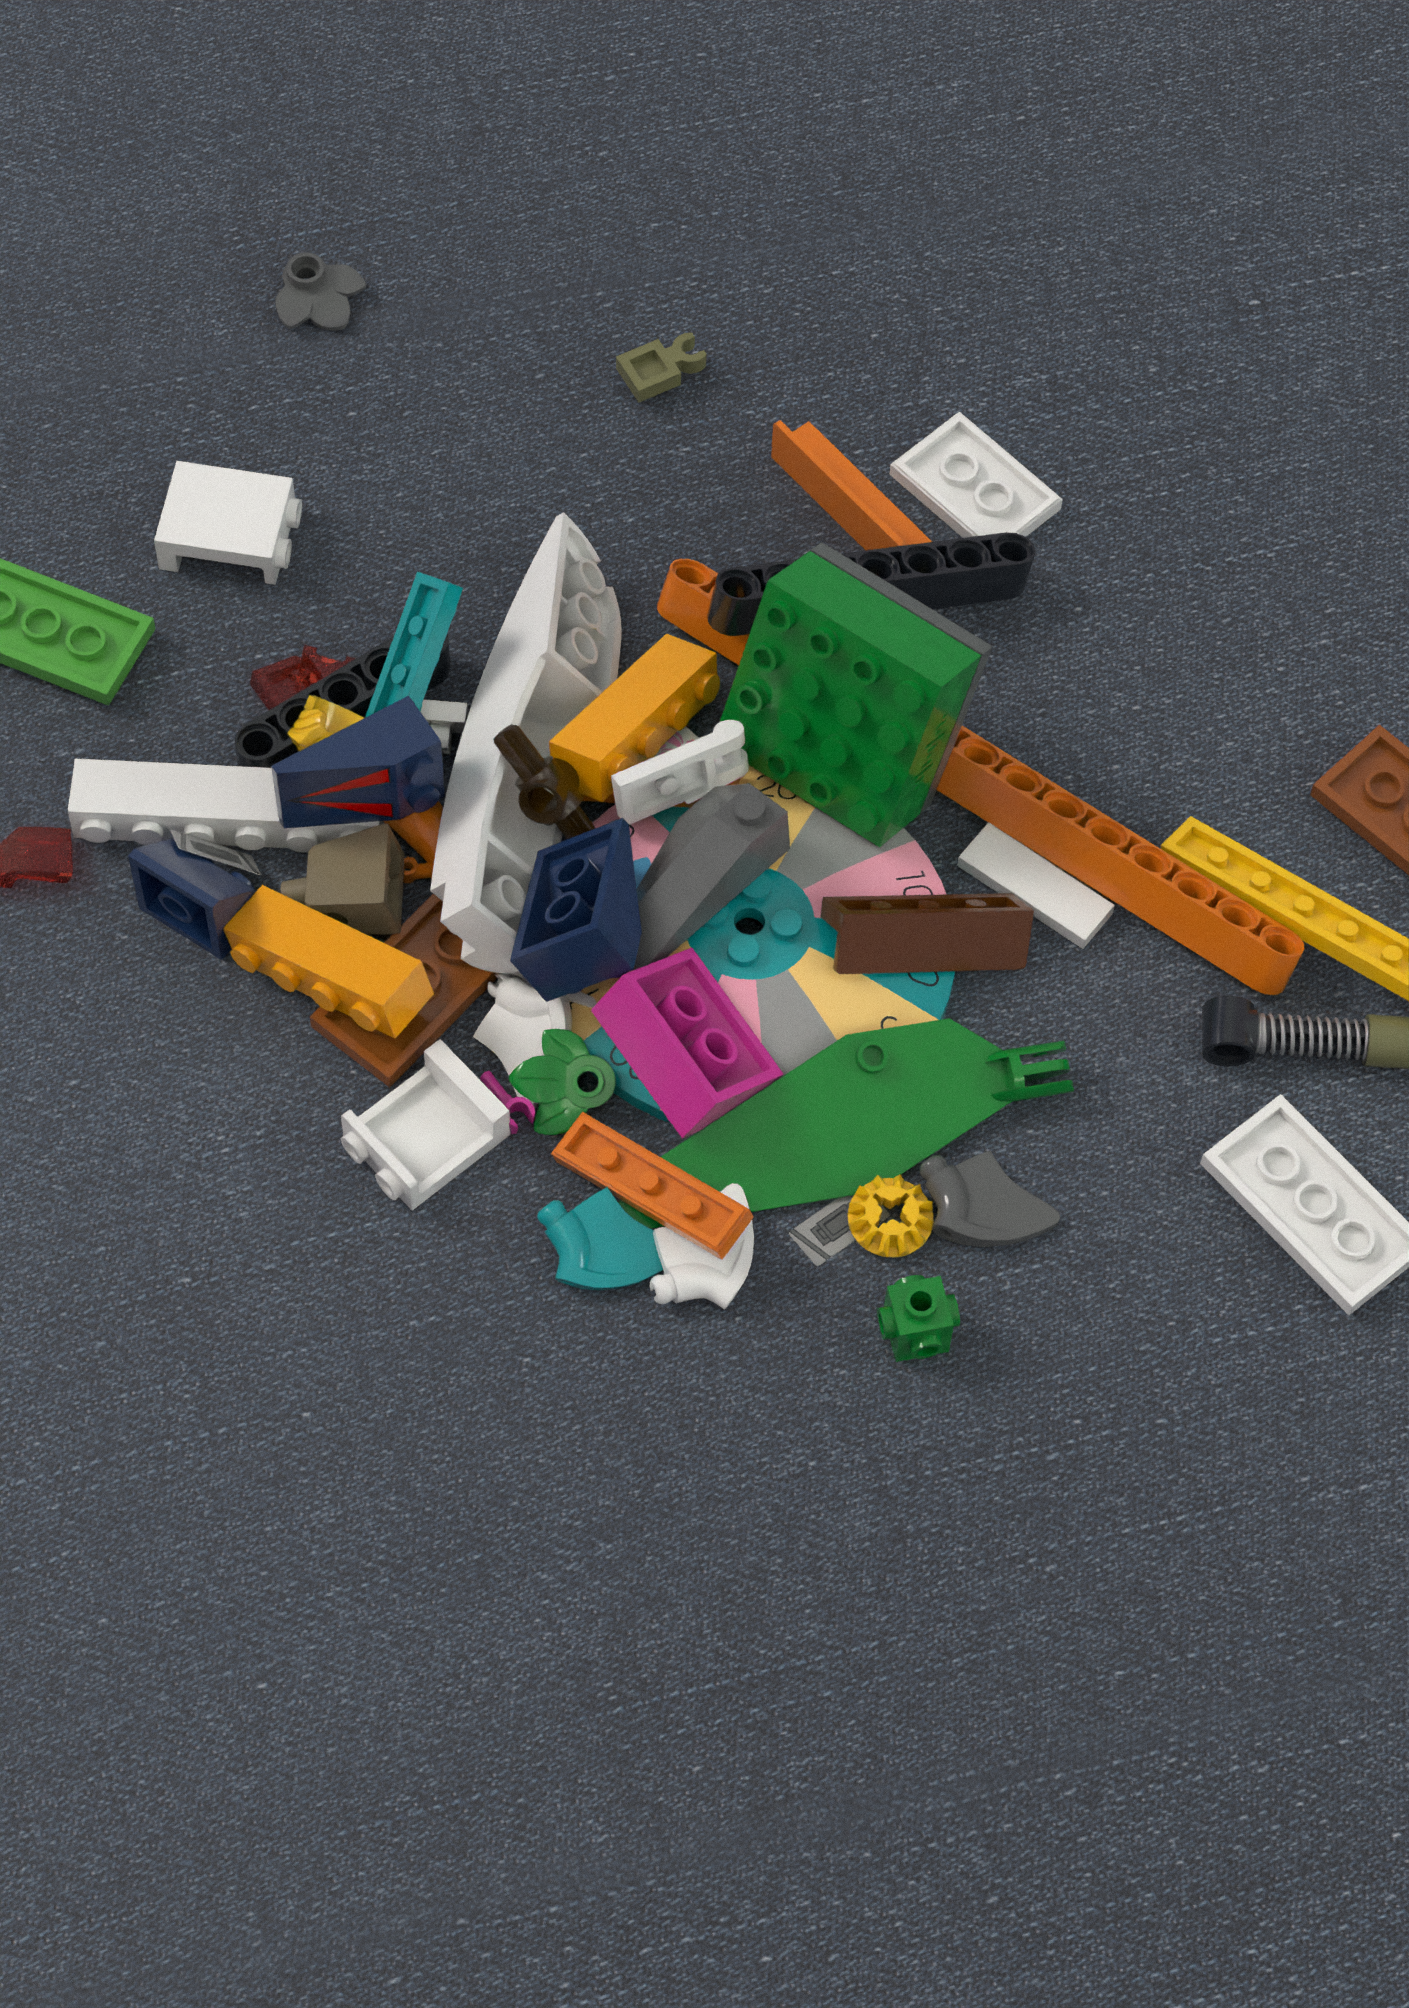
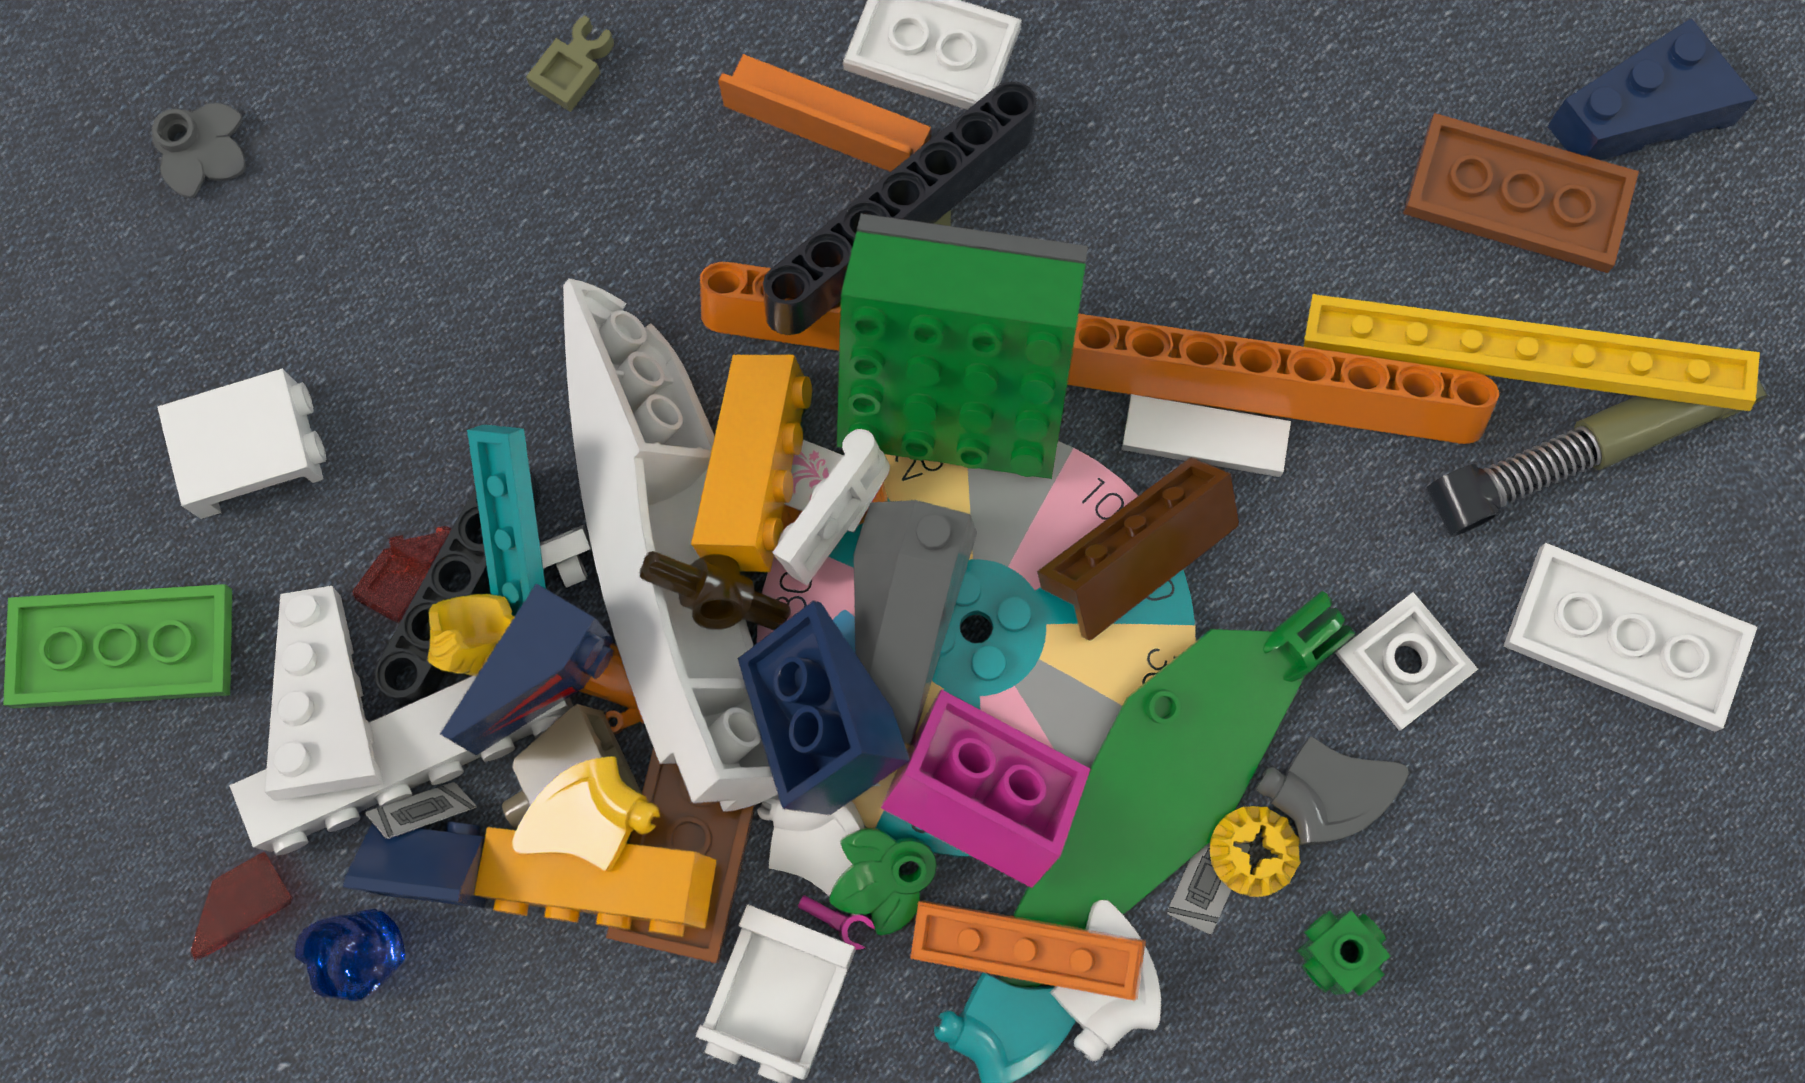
camera: 20 degrees left, 15 degrees up
(98, 928) = (351, 954): none -> clear blue hair
(177, 734) = (316, 710): none -> white wing
(348, 898) = (585, 815): none -> arm
(1098, 1158) = (1396, 692): none -> white piece

